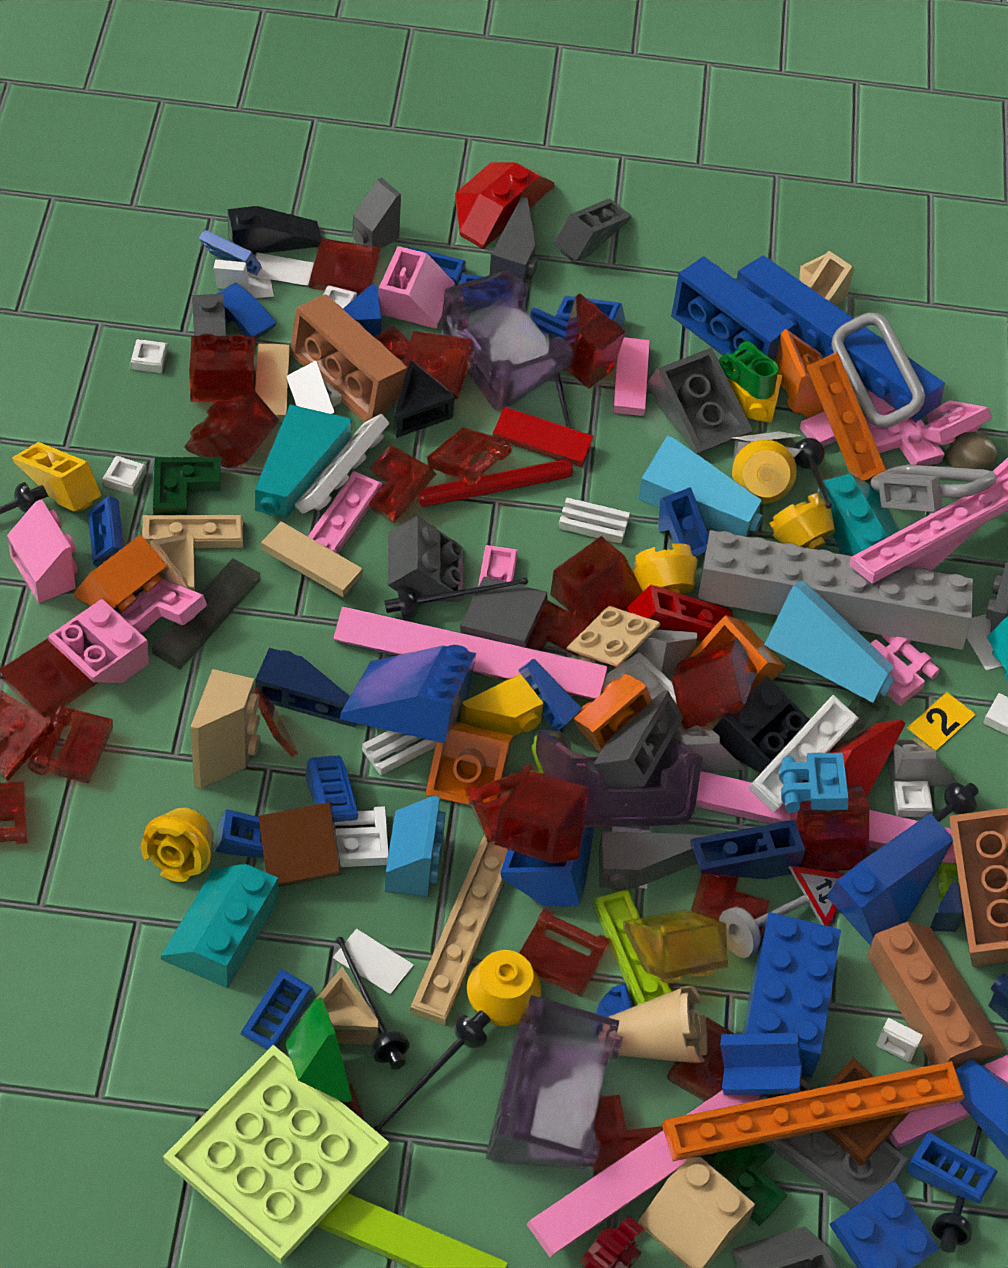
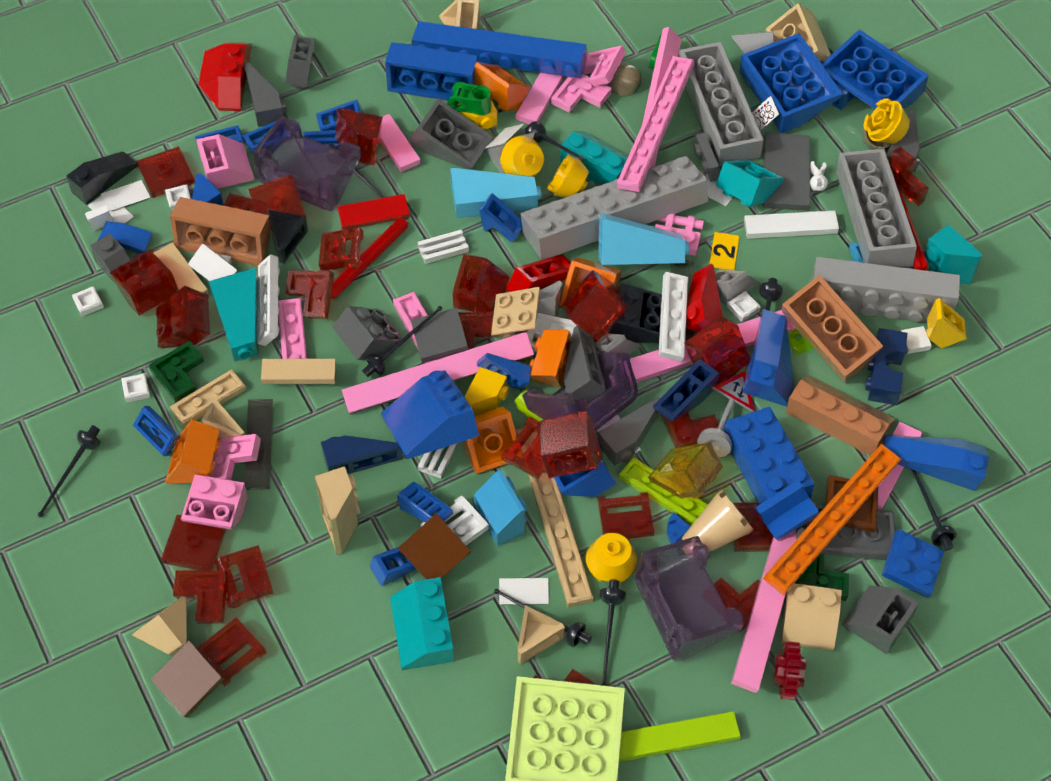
camera: 30 degrees left, 5 degrees up
(43, 553) = (130, 468): bright pink slope -> none
(64, 476) = (104, 411): yellow slope -> none
(178, 843) = (363, 594): yellow cone -> none
(229, 251) = (86, 202): tile -> none
(275, 723) = (368, 490): clear red piece -> none
(282, 981) = (495, 634): blue slope -> none
(317, 1054) = (547, 662): green slope -> none
(378, 216) = (164, 126): dark grey slope -> none
(667, 568) = (513, 253): yellow cone -> none
(825, 784) = (704, 325): dark azure plate -> none
(845, 417) = (545, 97): orange plate -> none
(899, 1040) = (840, 449): white tile -> none
(901, 360) = (532, 76): light grey bar -> none
(920, 489) = (622, 120): light grey bar -> none
(945, 1152) = (910, 512): blue slope -> none
(949, 911) = (812, 358): dark blue slope -> none

